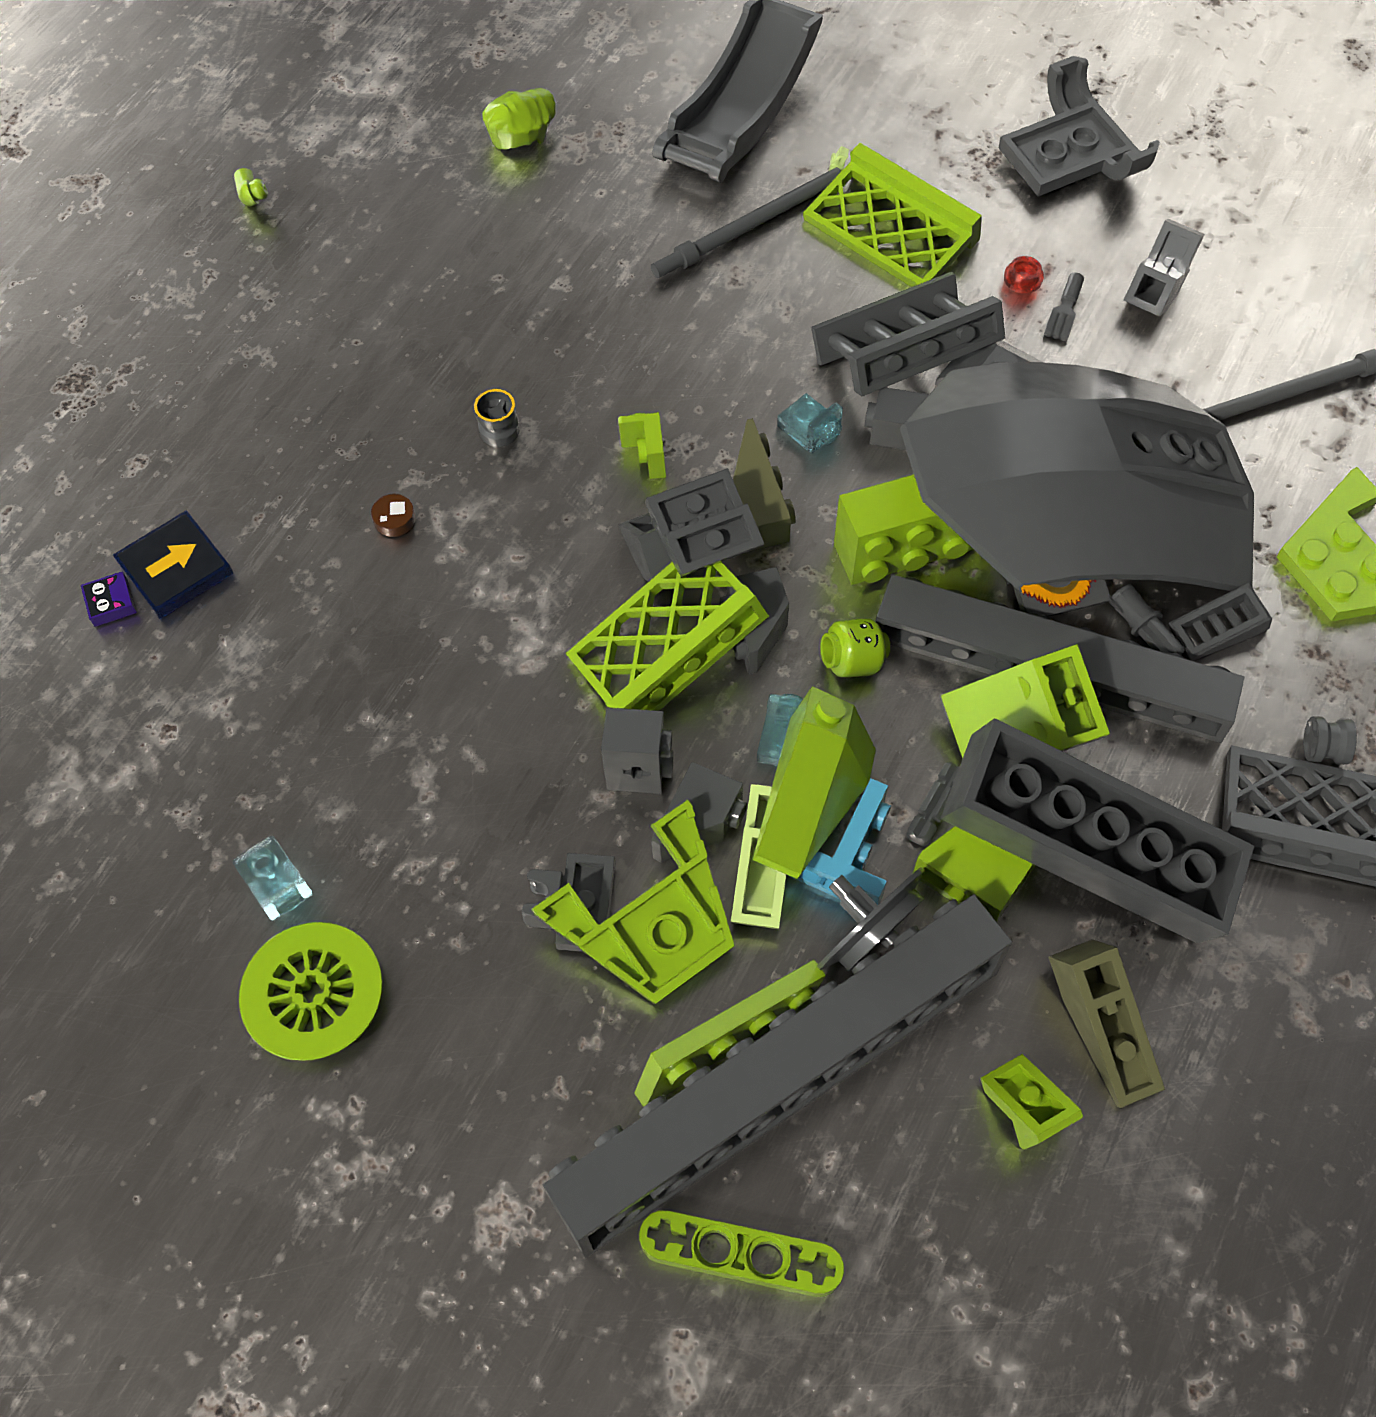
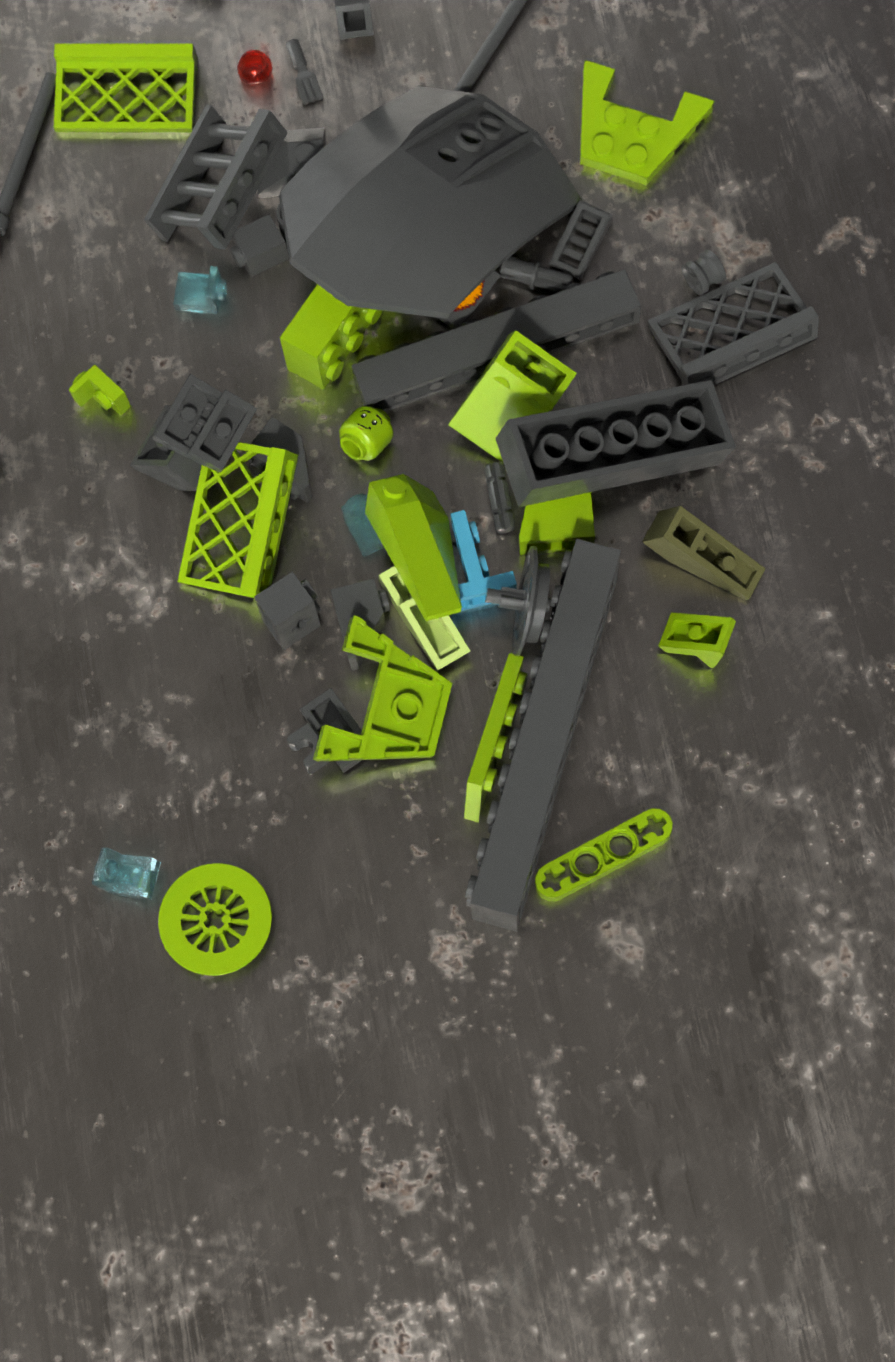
camera: 35 degrees left, 10 degrees up
(761, 488) = (208, 363): olive slope -> none
(838, 159) = (42, 64): yellowish green piece -> none

